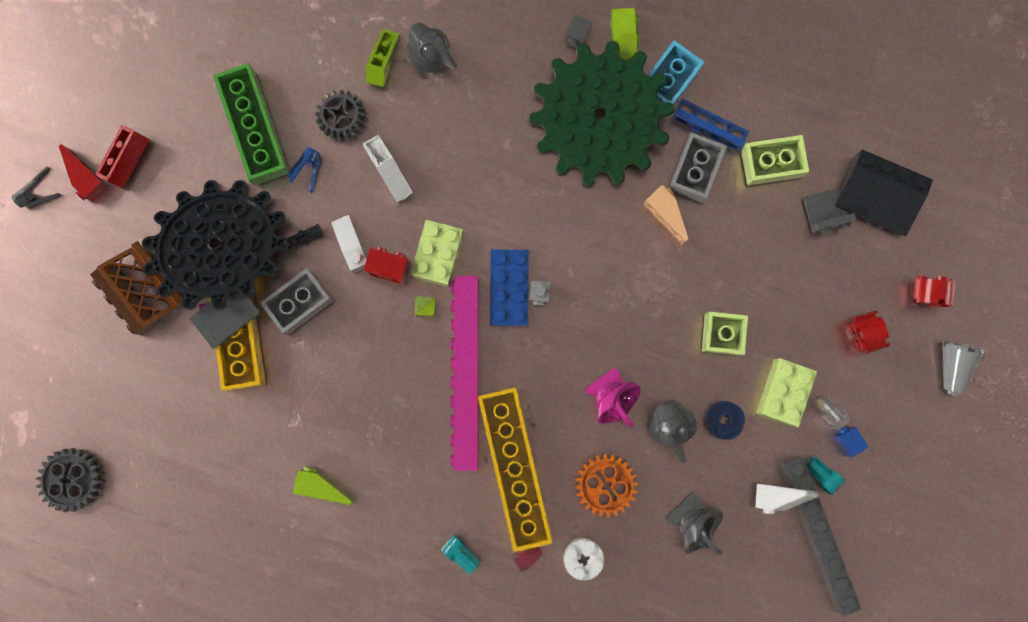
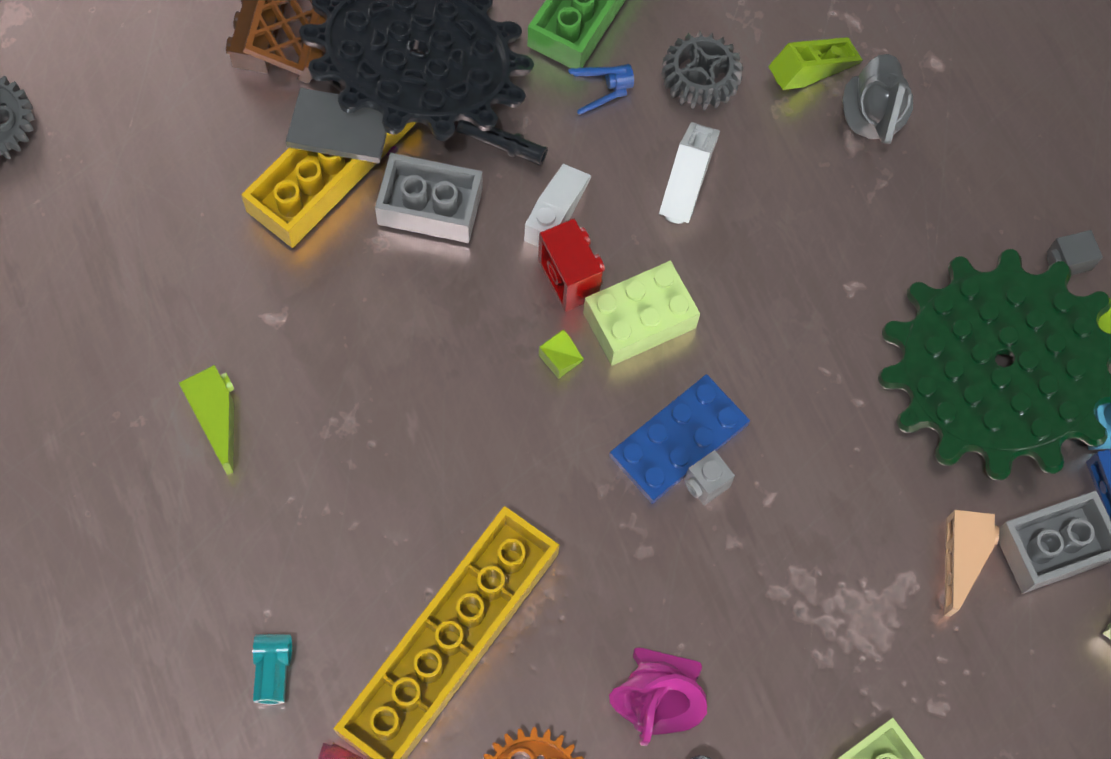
camera: 40 degrees right, 15 degrees down
(465, 372) = (518, 475): dark pink brick -> none

